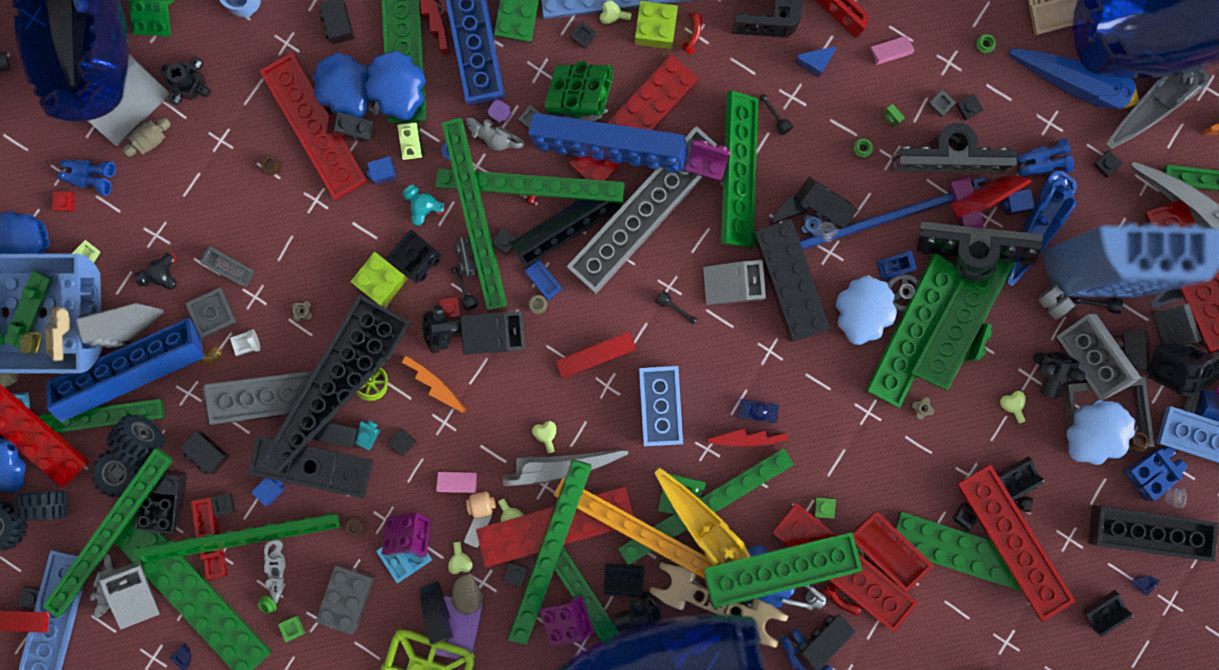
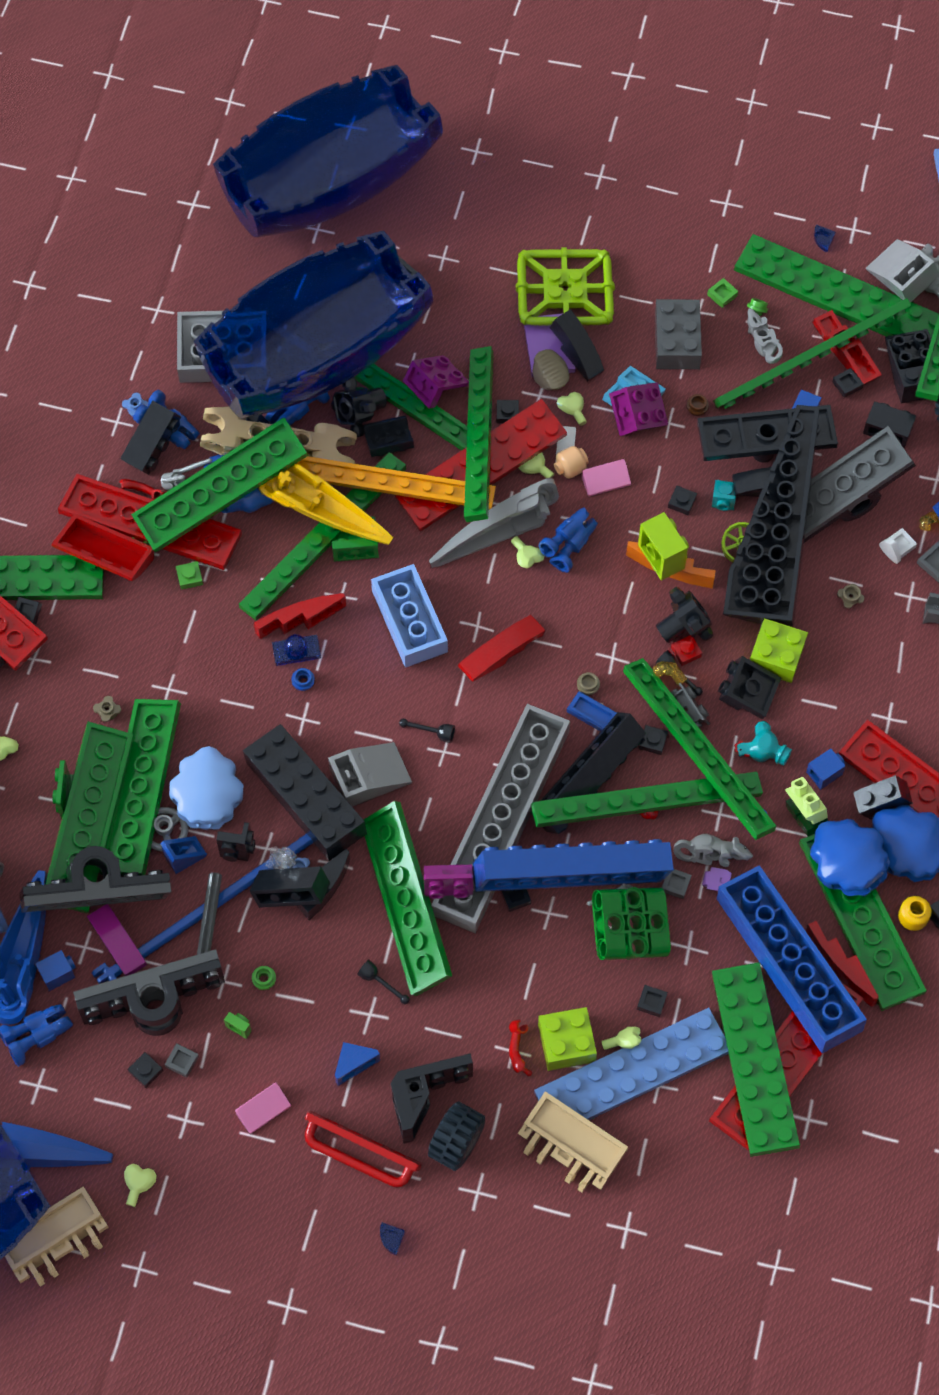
camera: 160 degrees right, 20 degrees down
(364, 33) = (914, 913): none -> yellow head
(437, 388) = (663, 545): none -> lime brick
(470, 289) = (669, 669): none -> clear yellow arm
(492, 332) = (626, 630): black slope -> none
(502, 438) = (575, 537): none -> blue piece
(643, 111) = (543, 941): red plate -> none
(765, 378) = (303, 673): none -> blue plate
(824, 224) = (285, 857): none -> clear plate
(859, 252) = (236, 846): none -> black bracket
(892, 203) = (209, 913): none -> dark grey axle
(986, 38) = (145, 1147): bright green plate -> none
(989, 194) = (96, 948): red slope -> none
(996, 26) = (138, 1181): none -> yellowish green rock

